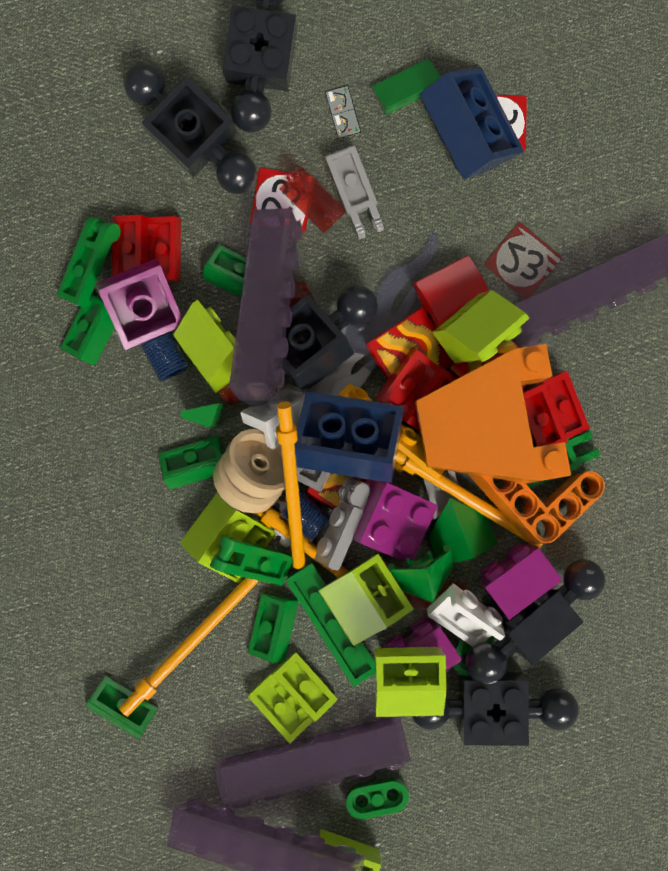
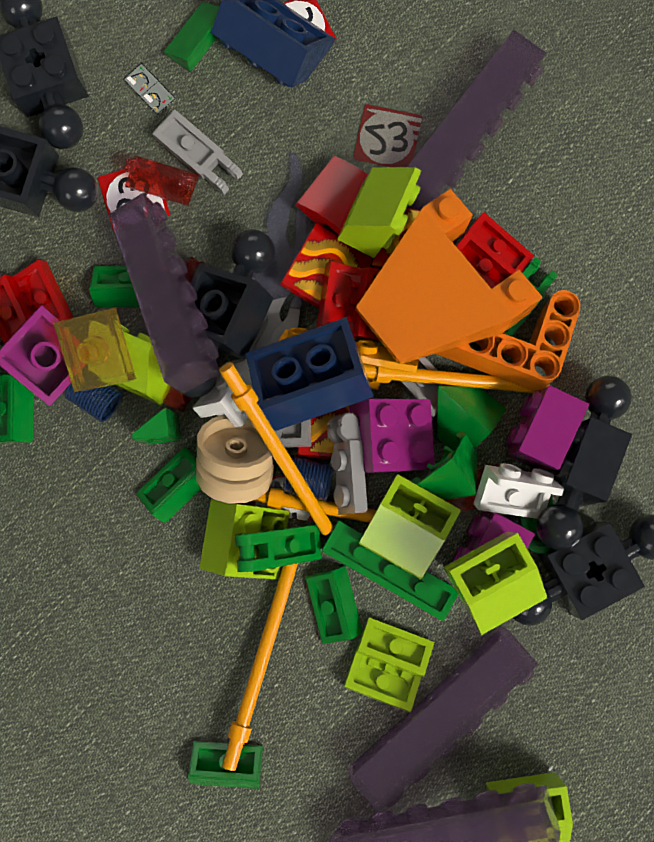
camera: 25 degrees left, 5 degrees down
(185, 326) = (95, 350): none -> clear yellow plate
(378, 801) = (528, 724): green plate -> none

